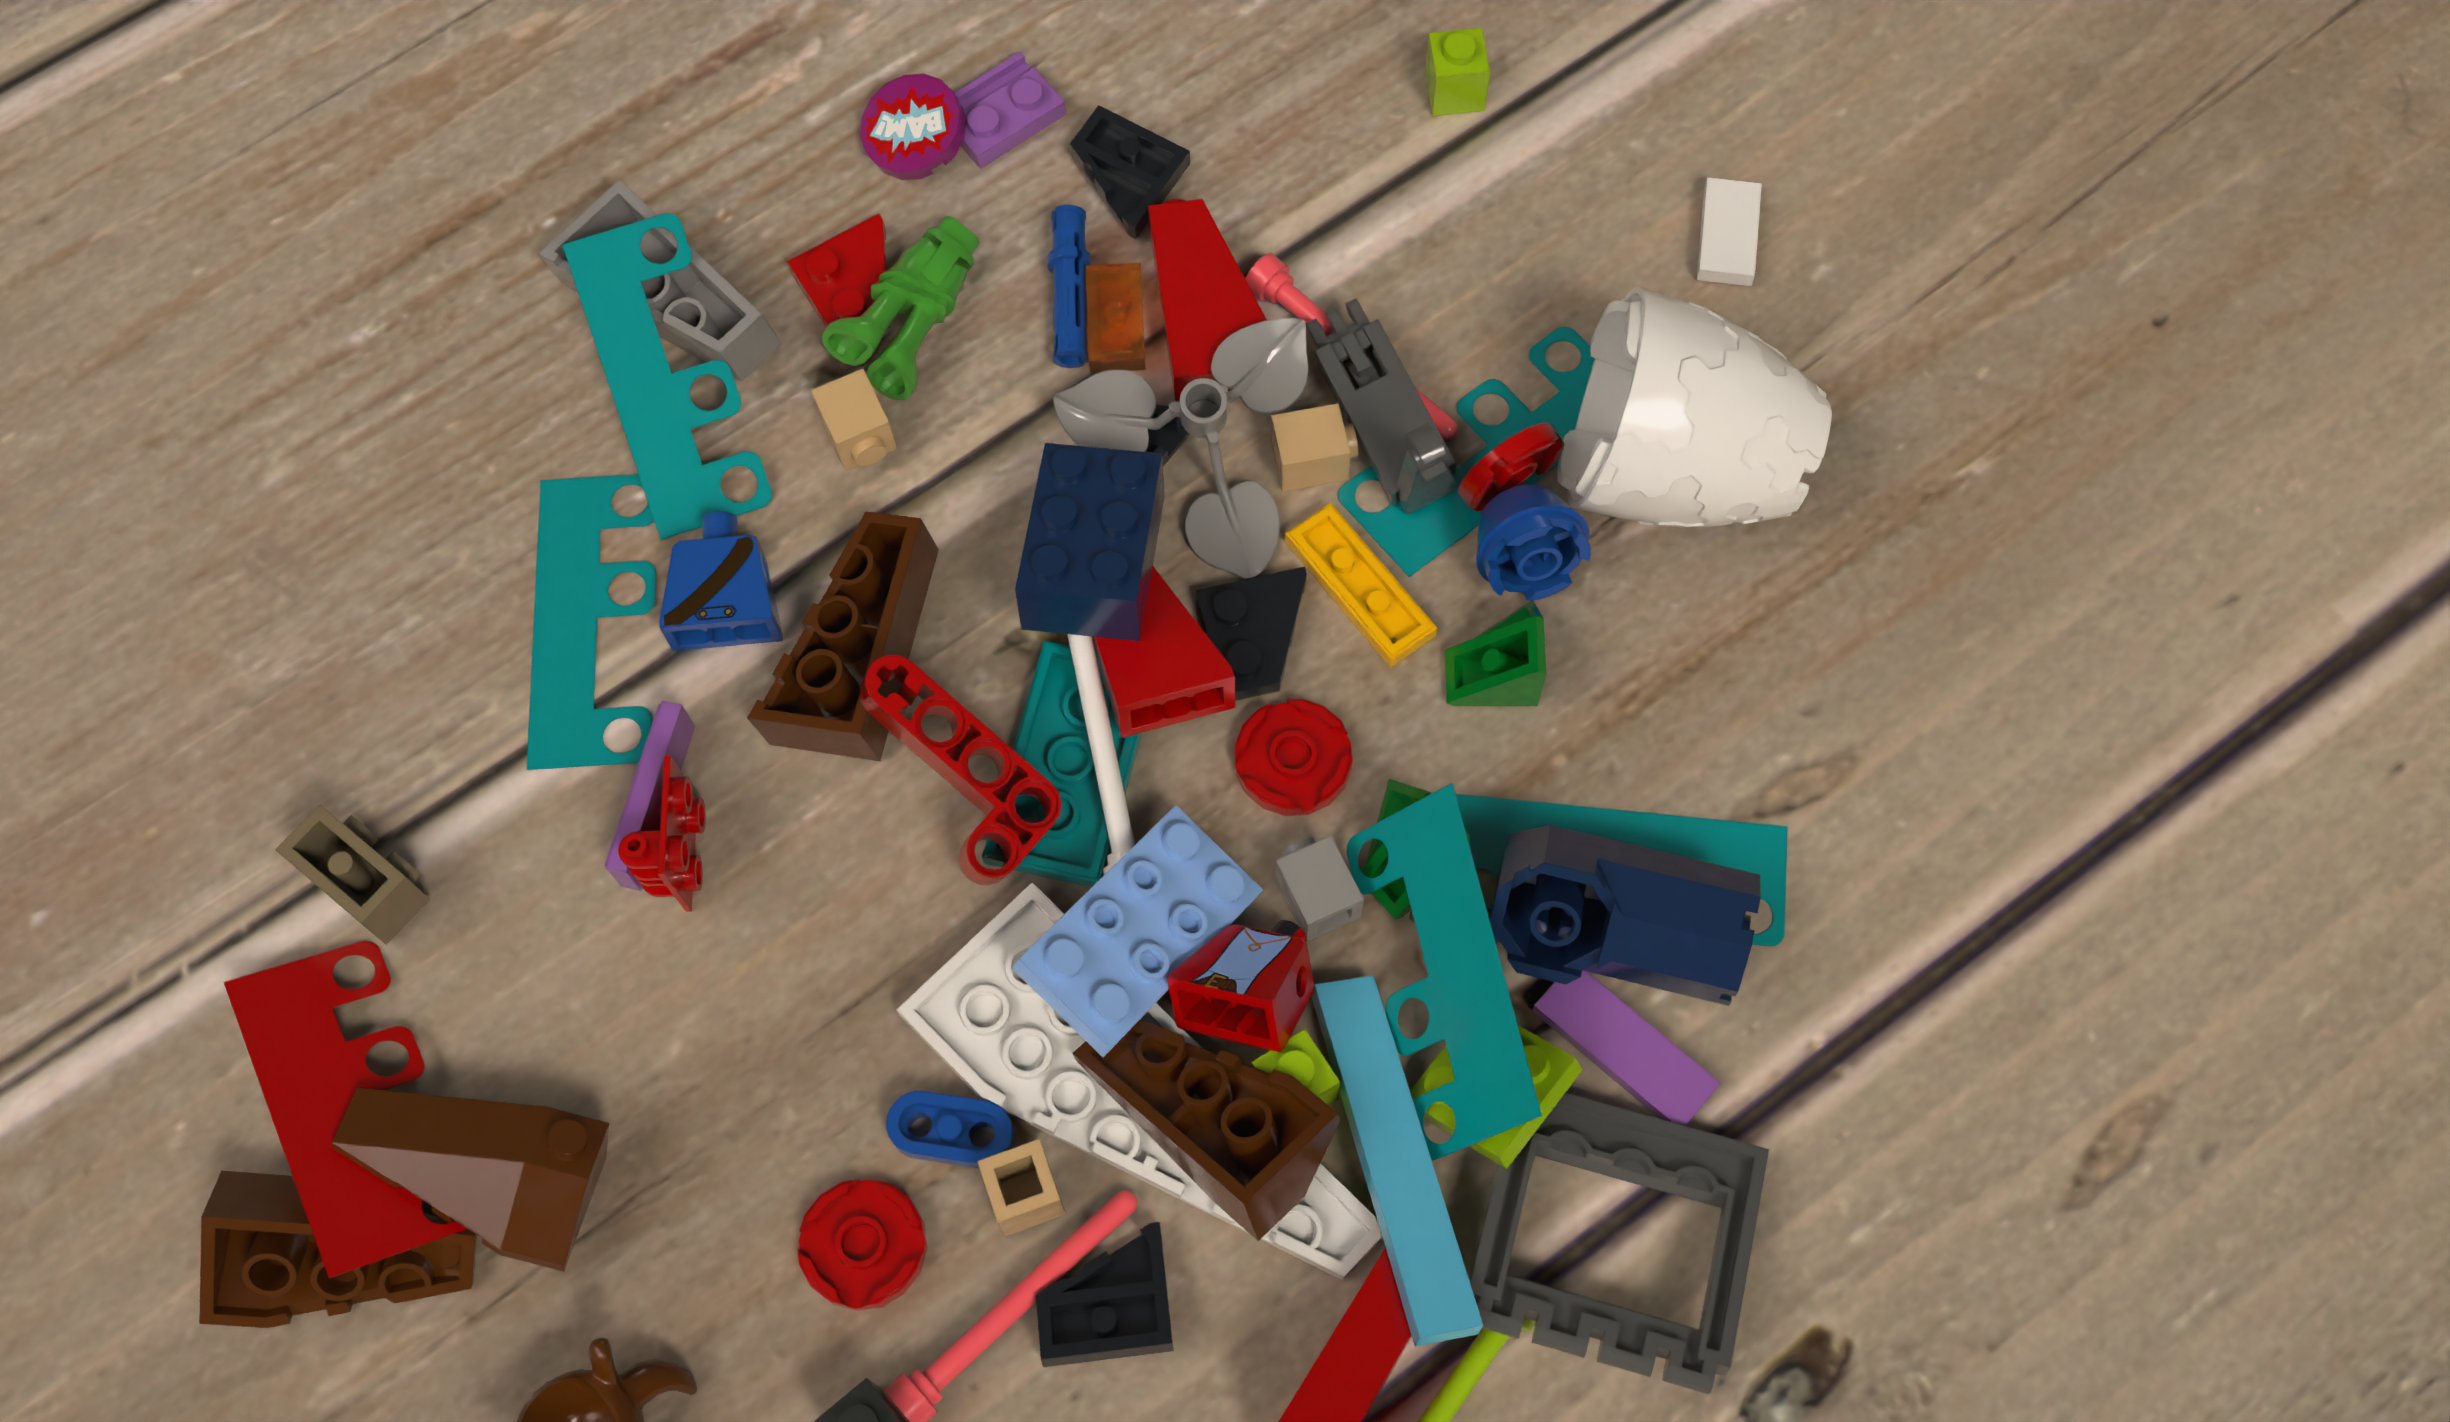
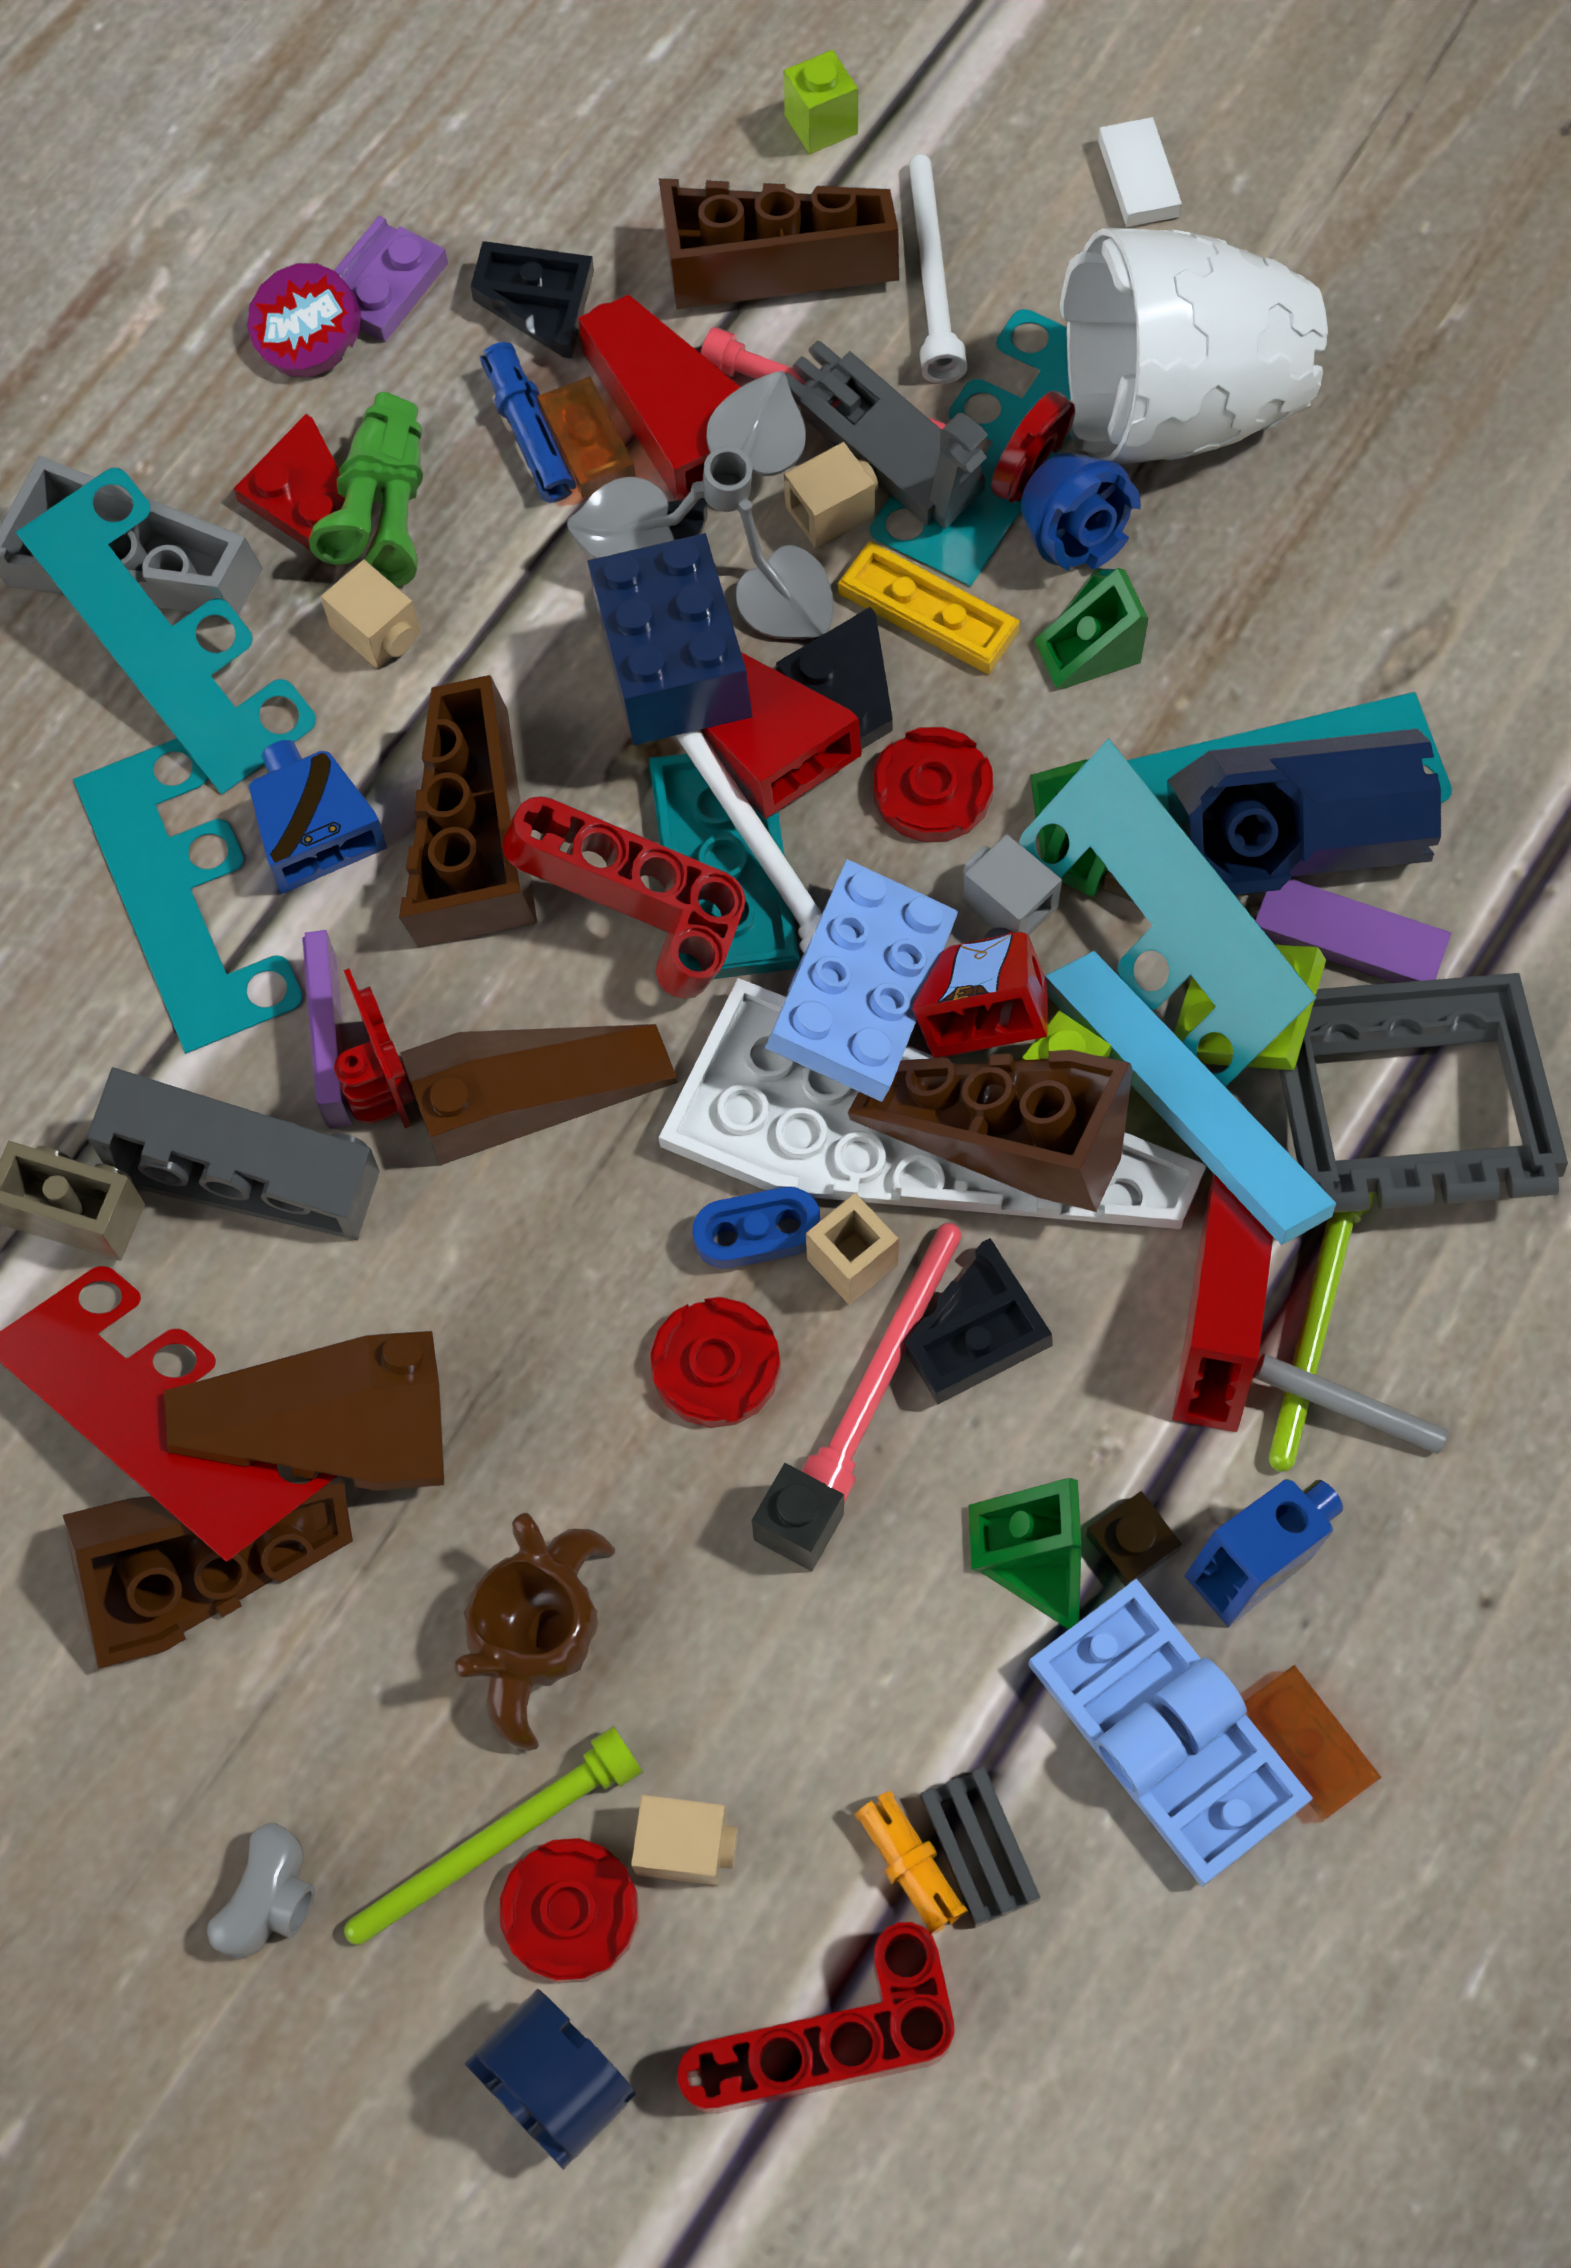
camera: 20 degrees left, 0 degrees up
(513, 886) = (232, 1156): none -> dark grey wedge
(795, 904) = (513, 1083): none -> reddish brown wedge
(1356, 190) = (775, 240): none -> reddish brown wedge
(1471, 346) = (942, 352): none -> white piece

